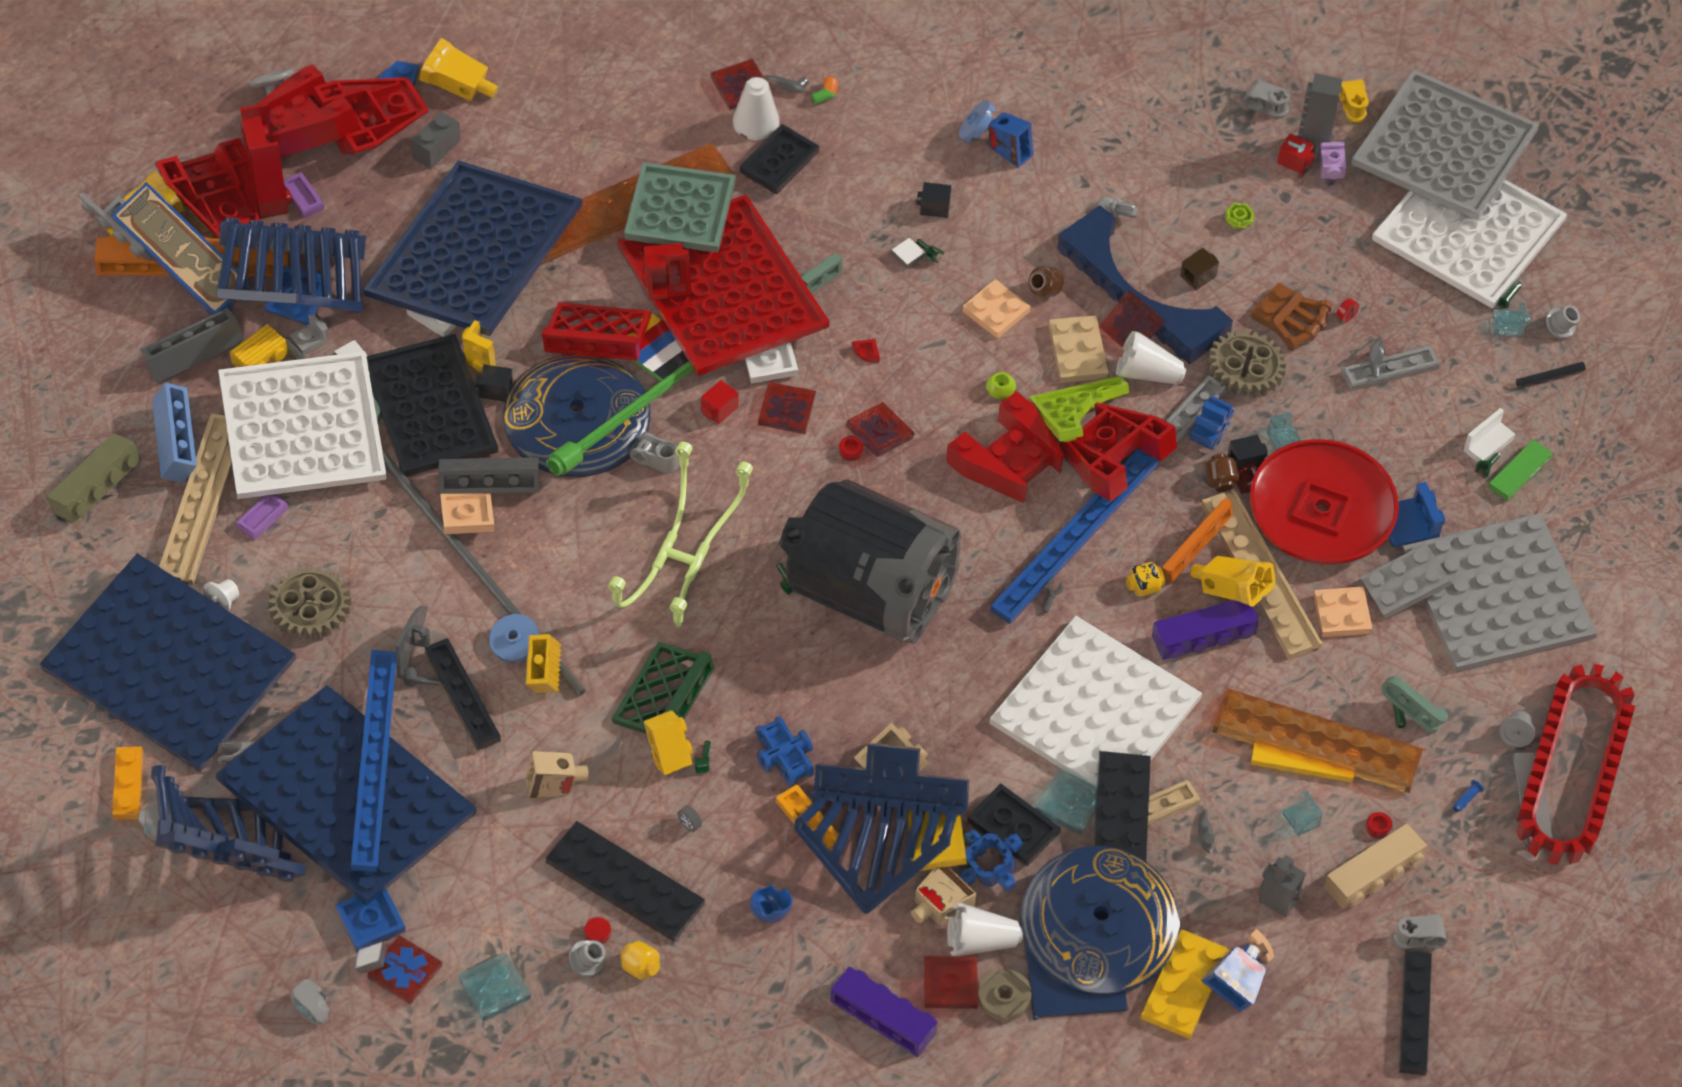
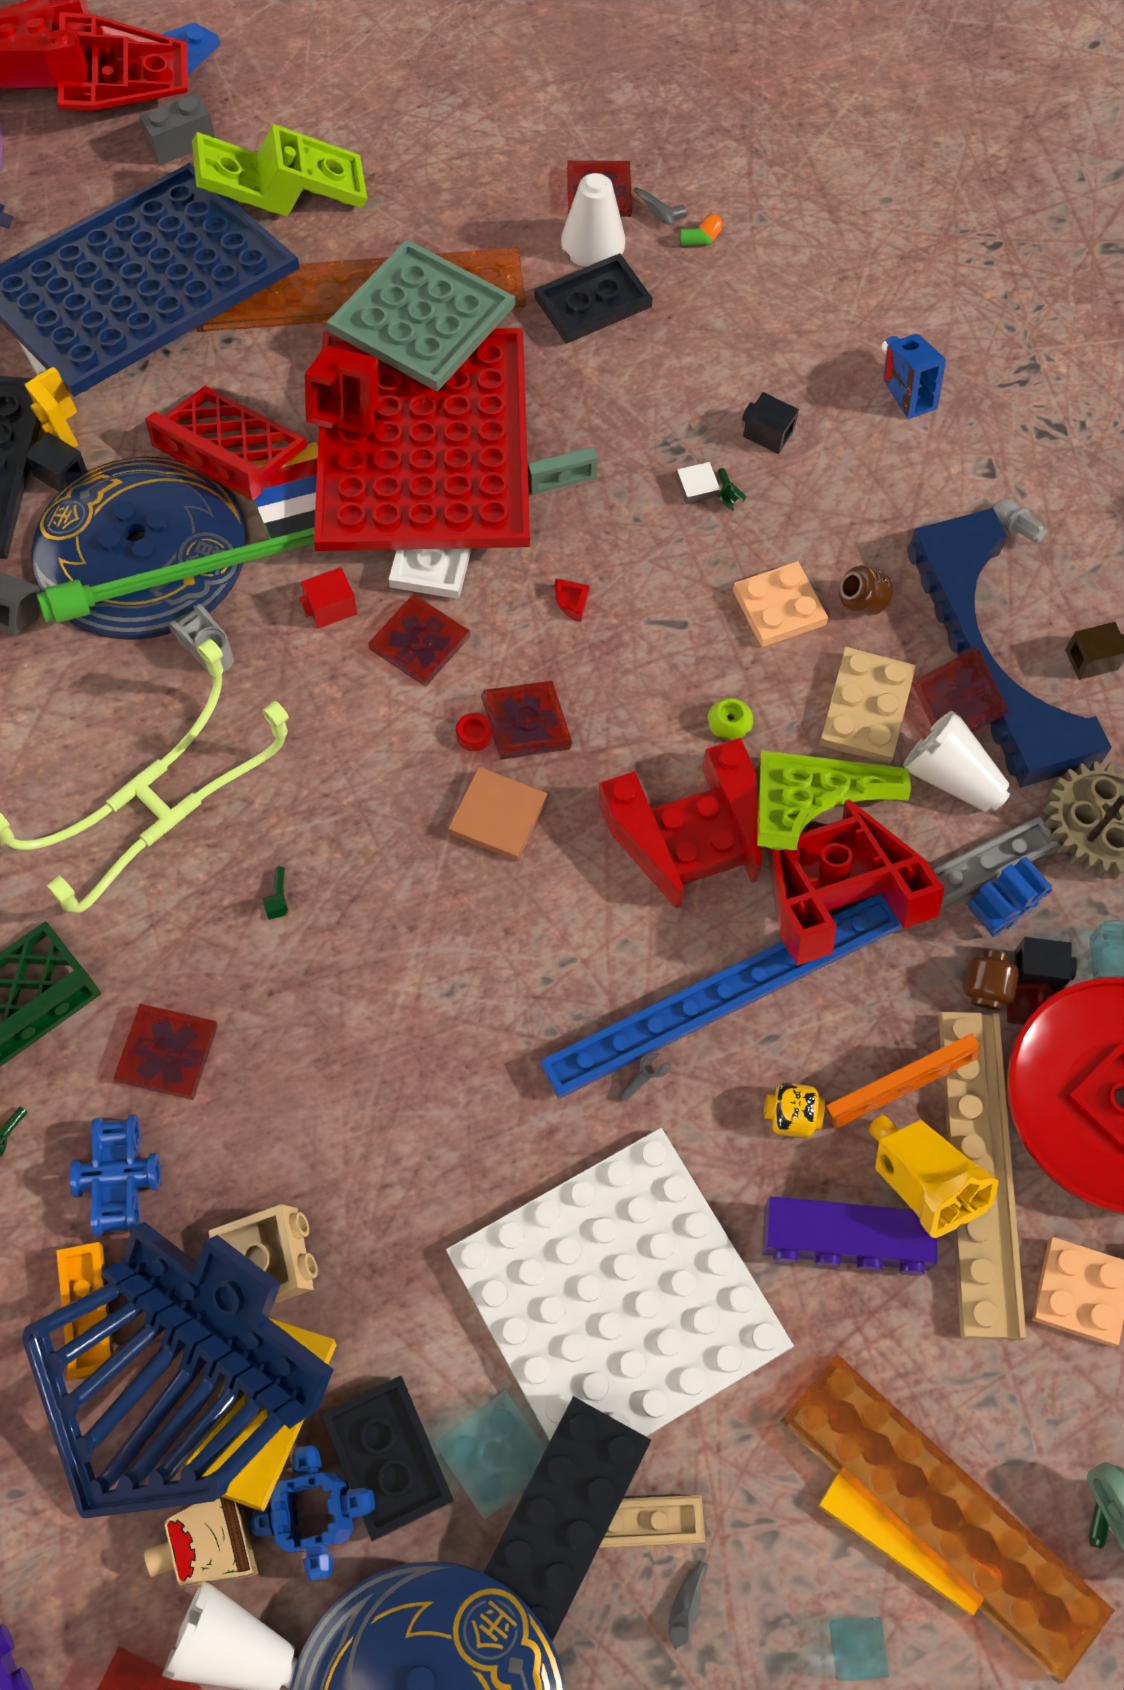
camera: 25 degrees right, 10 degrees up
(456, 72) = (249, 55): yellow piece -> none
(528, 144) = (278, 170): none -> lime bracket
(772, 683) = (166, 1051): none -> clear red tile
(871, 559) = (350, 893): black piece -> none
(894, 482) = (498, 813): none -> nougat tile
(976, 121) = (877, 335): medium blue plate -> none

